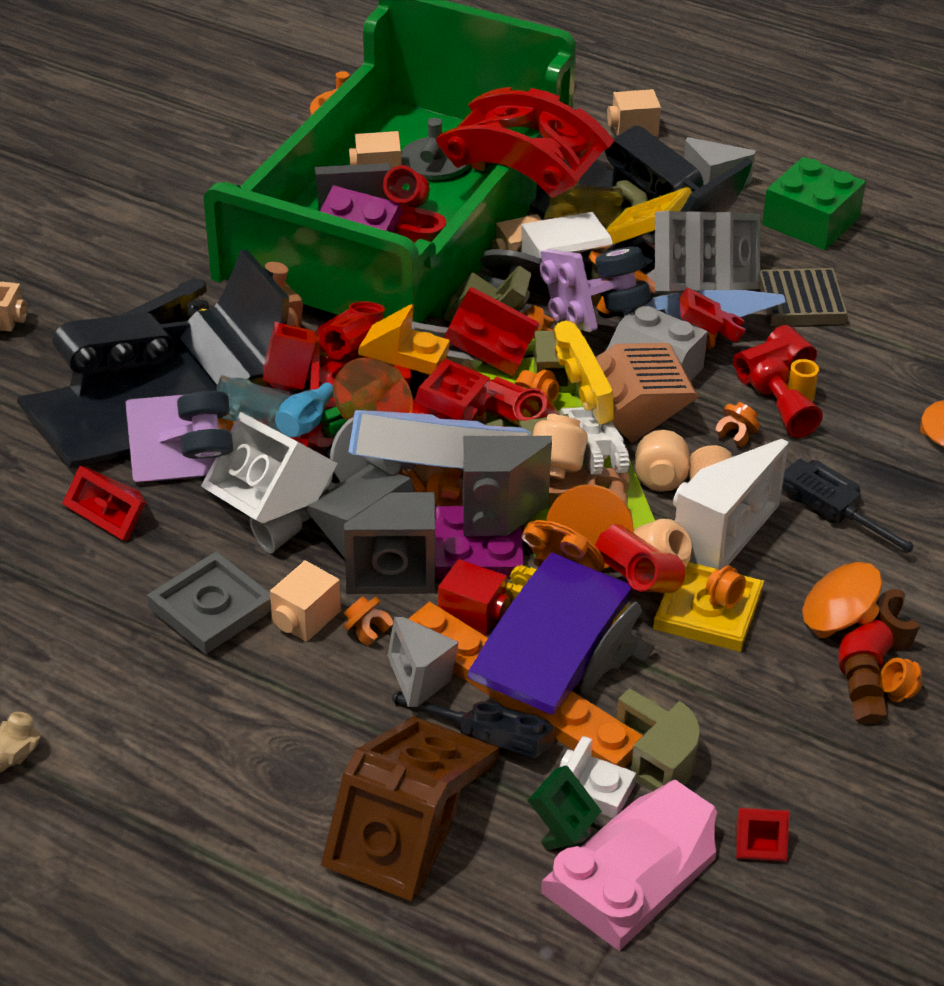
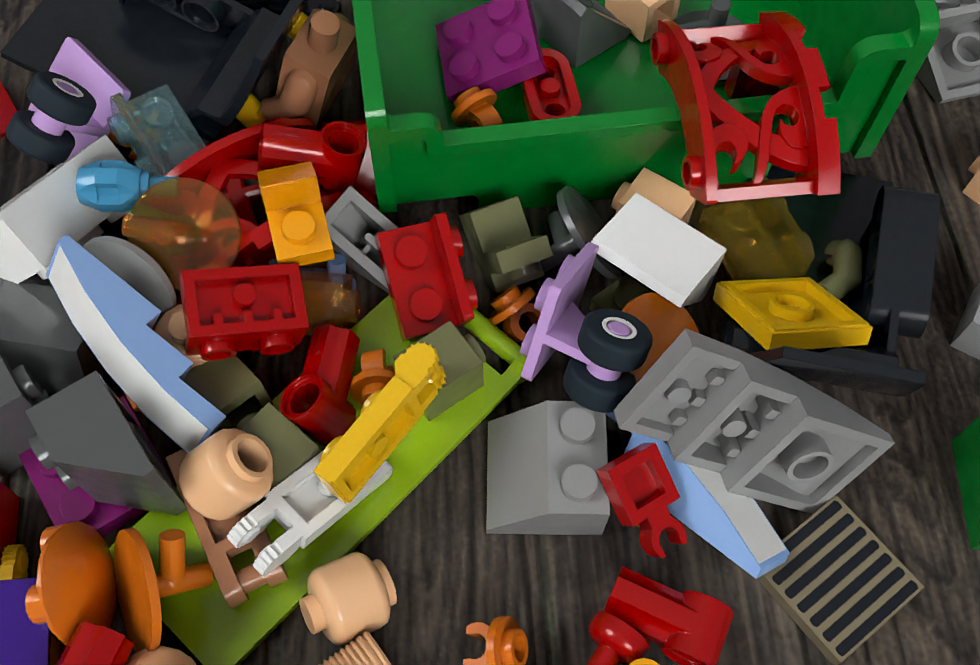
camera: 55 degrees right, 20 degrees up
(288, 356) = (211, 112): red brick -> none
(399, 179) = (564, 43): red piece -> none
(645, 385) = (453, 493): nougat slope -> none

